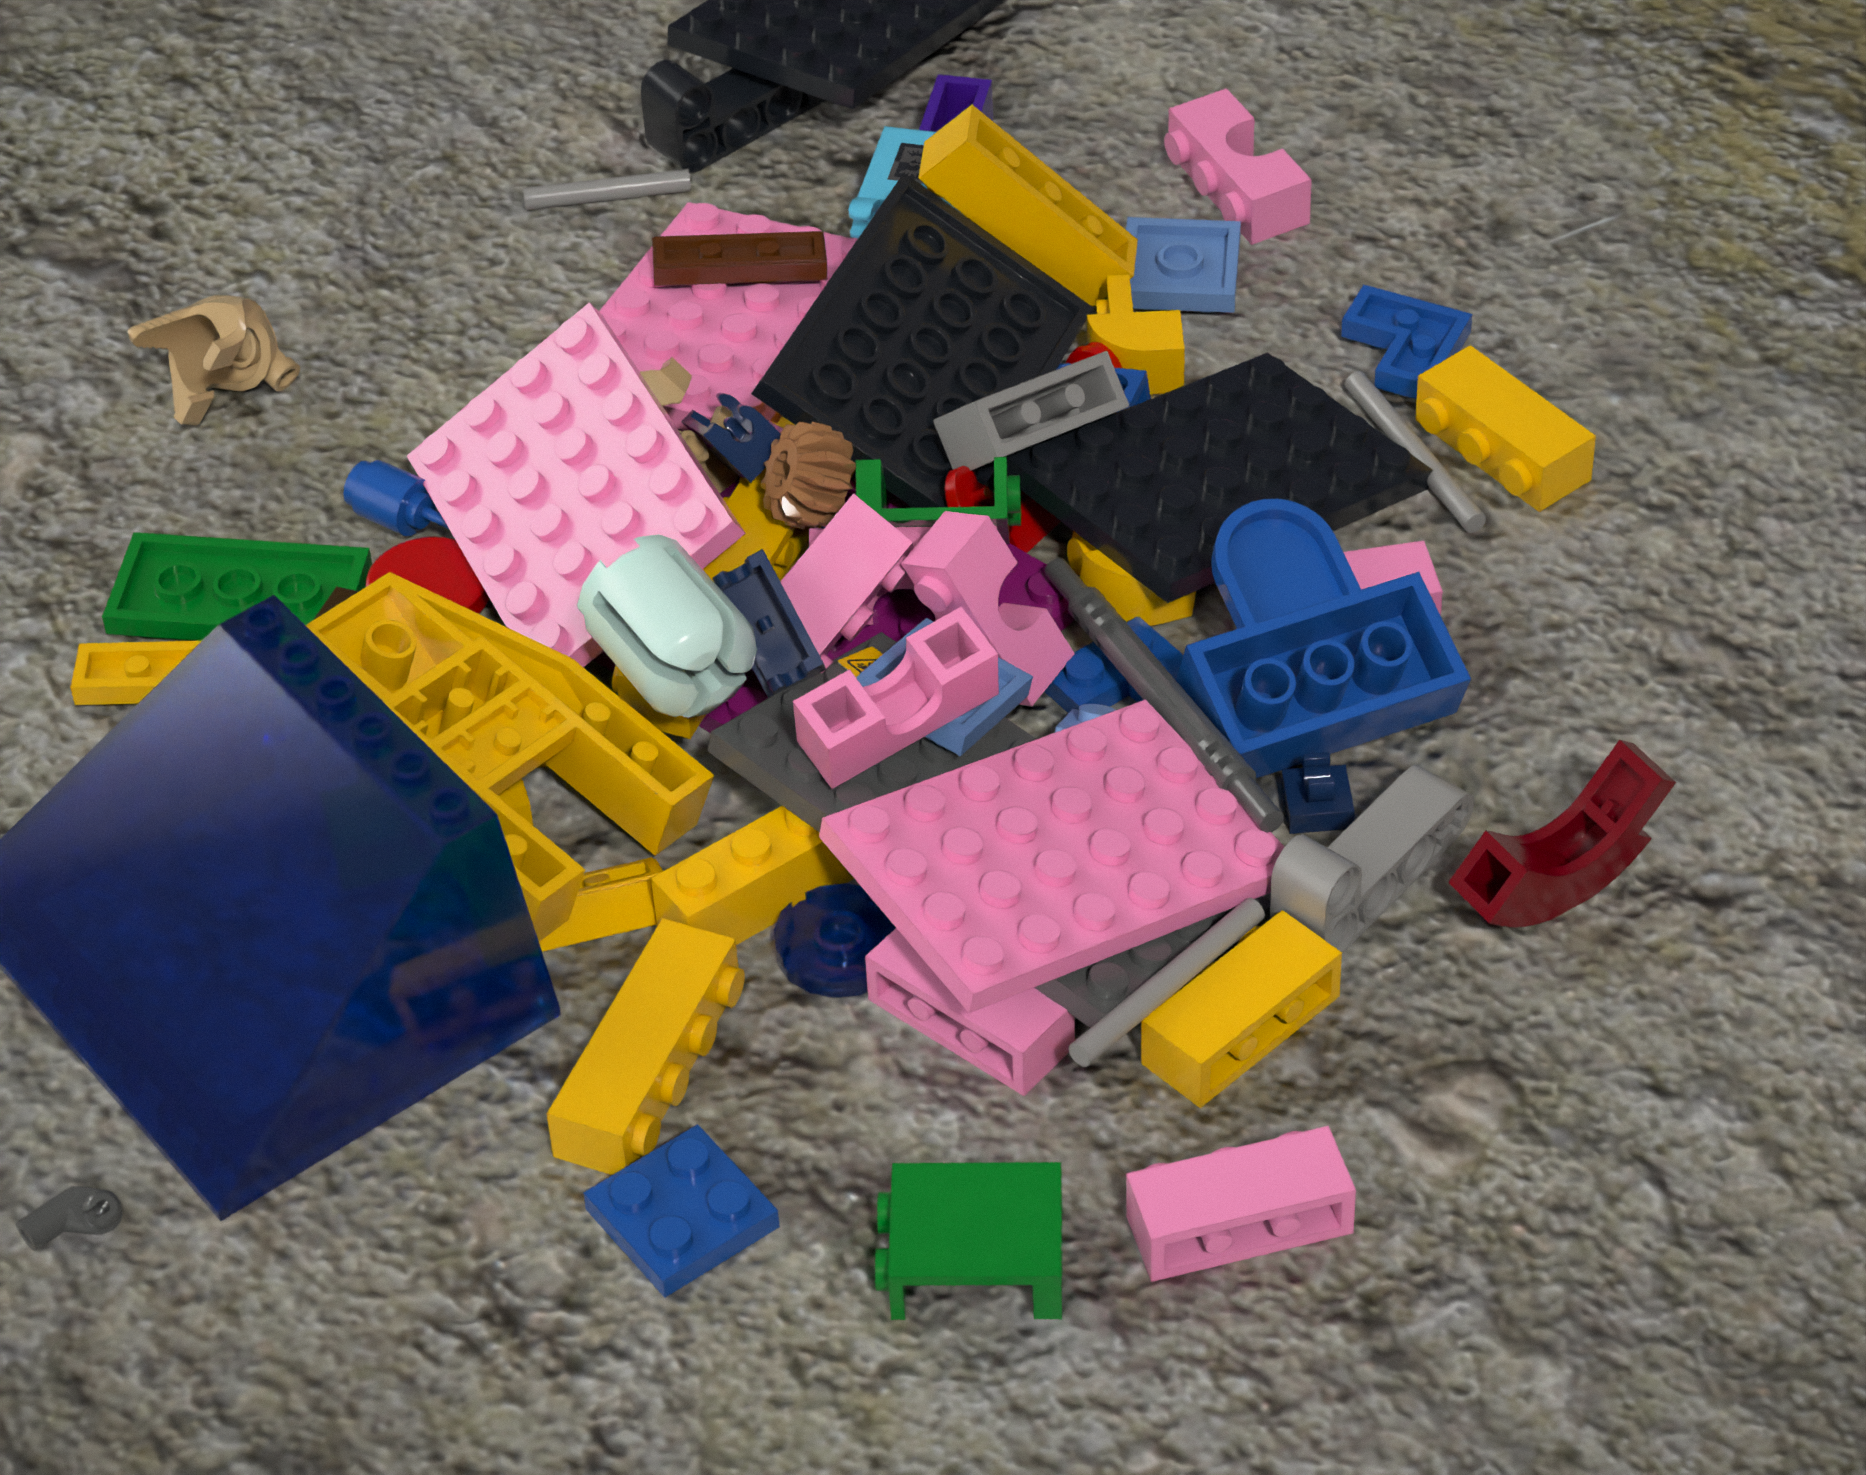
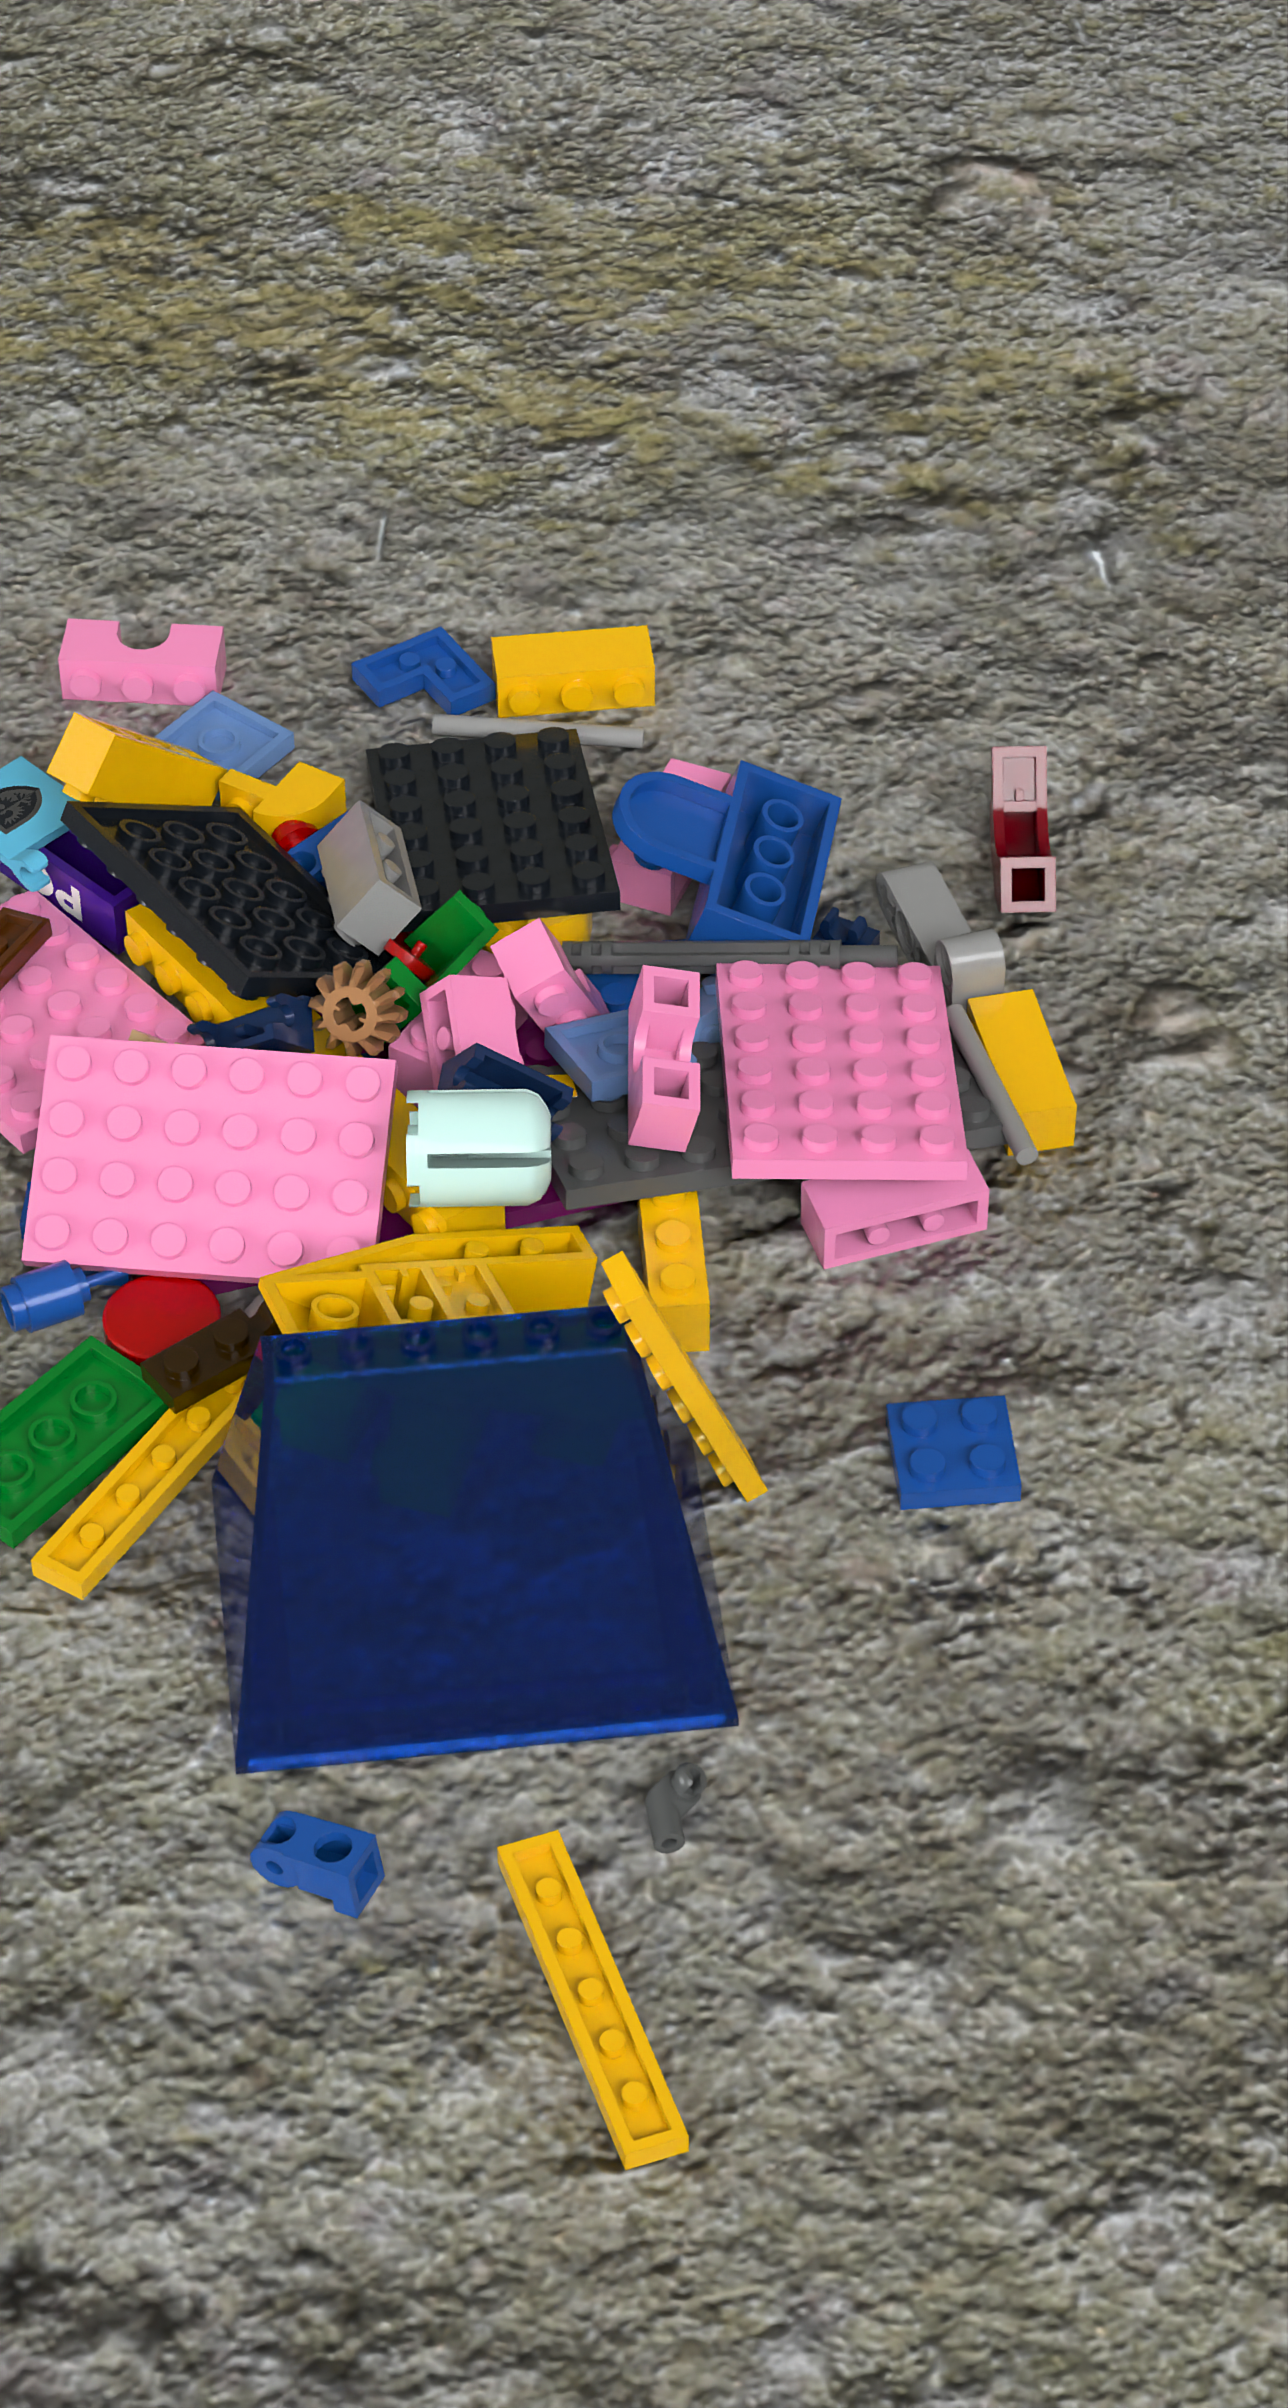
camera: 60 degrees left, 0 degrees up
(467, 909) = (674, 1368): none -> yellow plate
(645, 1048) = (791, 1398): yellow brick -> none
(826, 940) = (759, 1255): clear blue tile -> none
(972, 1229) = (1118, 1299): green panel -> none
(1240, 1203) = (1193, 1155): bright pink brick -> none

